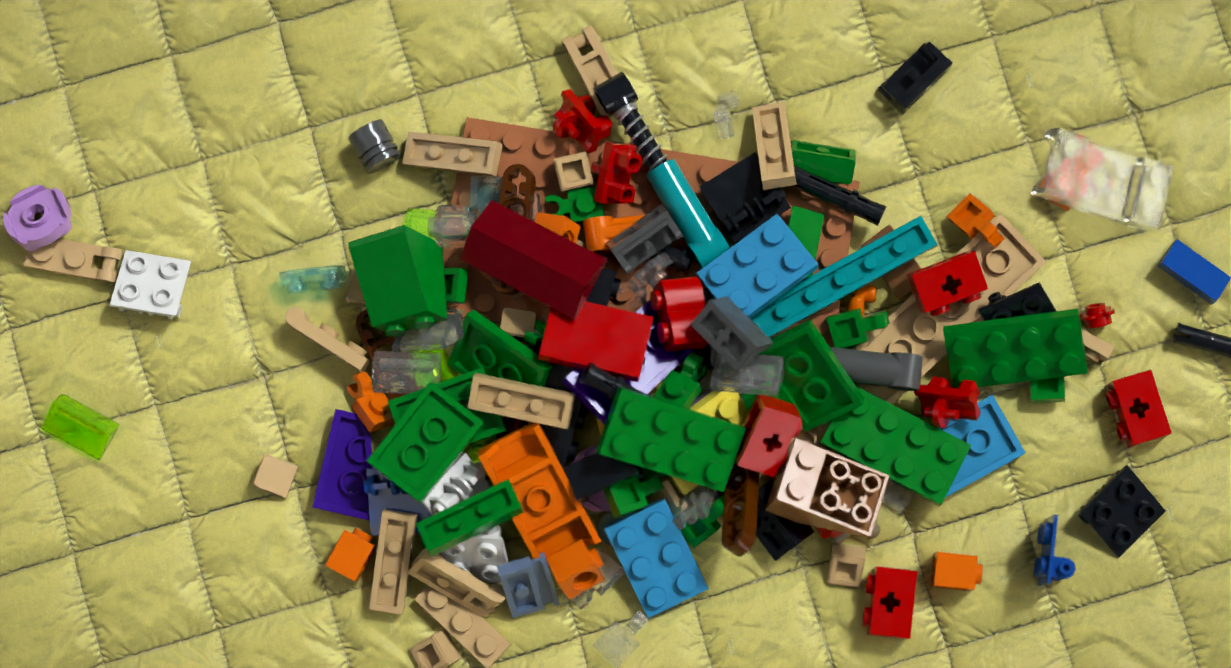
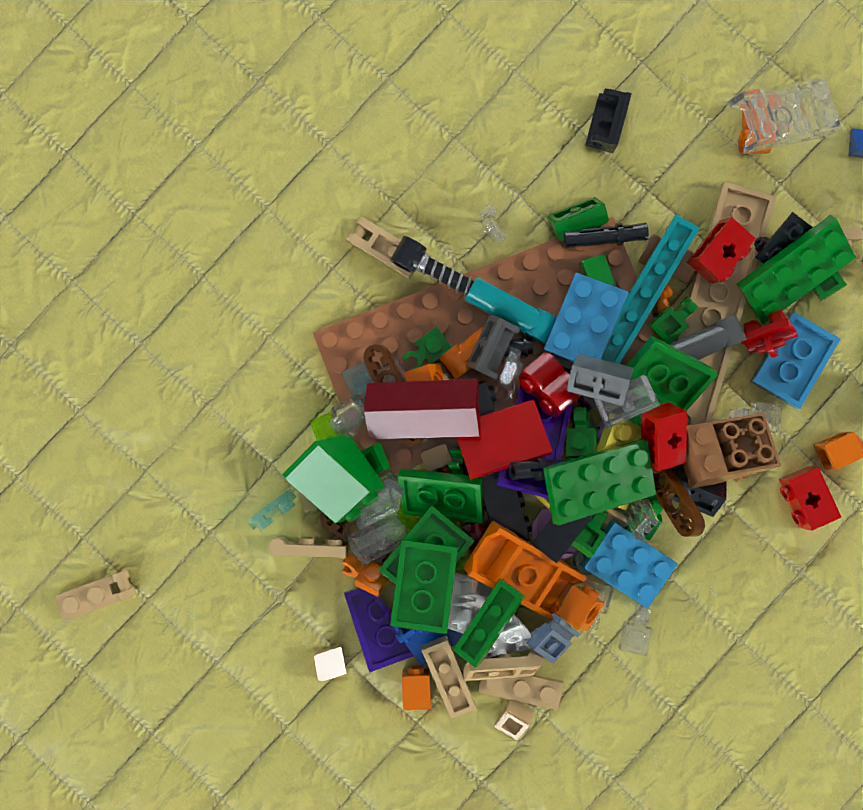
camera: 30 degrees left, 5 degrees up
(48, 228) = (64, 583): lavender plate -> none
(80, 426) = (172, 708): clear neon green slope -> none
(150, 284) = (161, 582): white hinge -> none
(374, 146) = (260, 391): dark grey piece -> none
(452, 154) = (318, 365): tan plate -> none
(521, 400) = (475, 516): tan plate -> none
(573, 171) = (411, 327): tan slope -> none
(578, 121) = (393, 290): red hips -> none
(615, 173) = (441, 311): red hips -> none
(740, 198) = (542, 274): black hinge -> none
(774, 146) = (542, 226): tan plate -> none
(846, 565) = (760, 489): tan slope -> none
(899, 446) = (755, 388): green plate -> none
(973, 218) = (707, 194): orange plate -> none
(1097, 315) = (833, 209): red plate -> none

